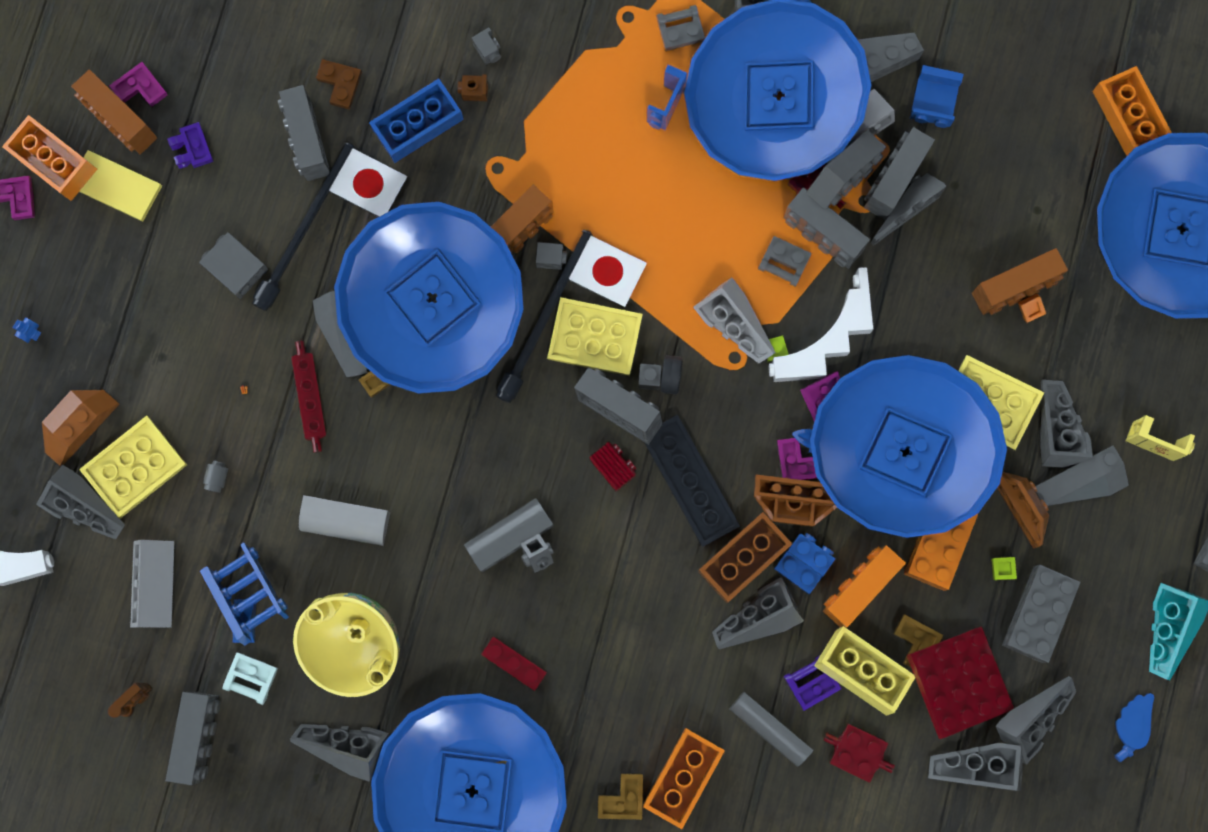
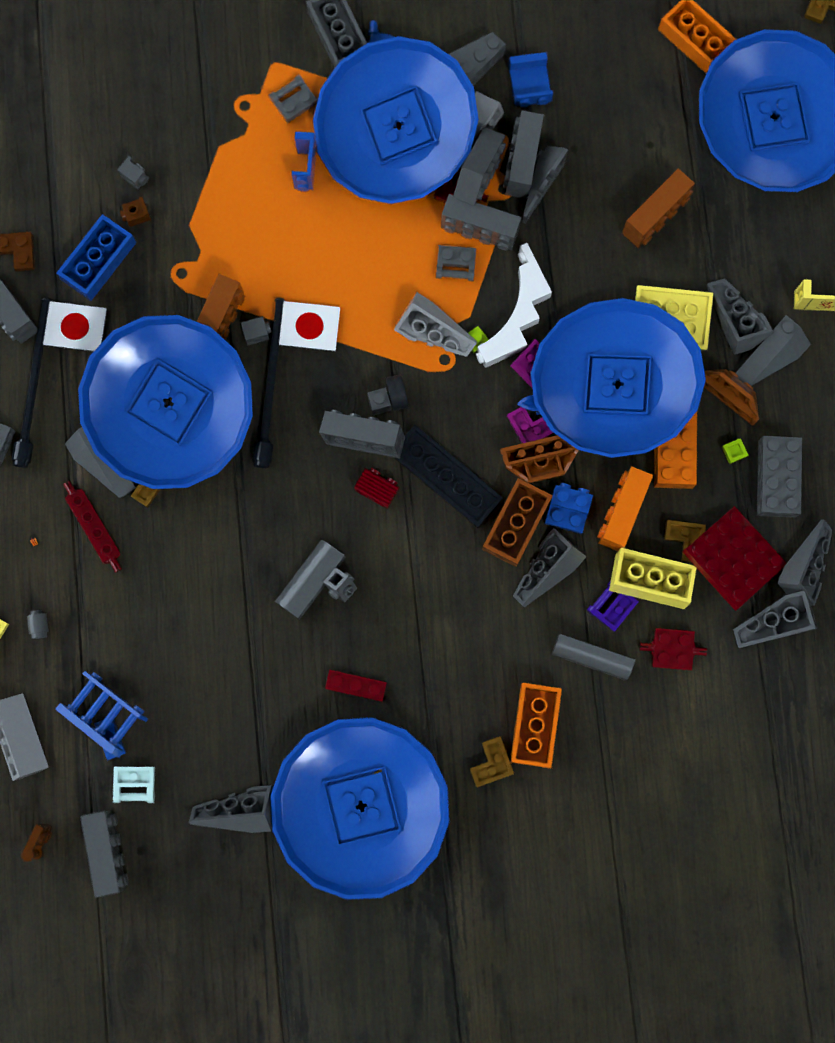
camera: 25 degrees left, 0 degrees up
(343, 520) = (163, 620): light grey brick -> none
(347, 644) = (205, 734): light yellow piece -> none
(595, 336) = (319, 384): light yellow plate -> none
(1032, 308) = (676, 227): orange plate -> none

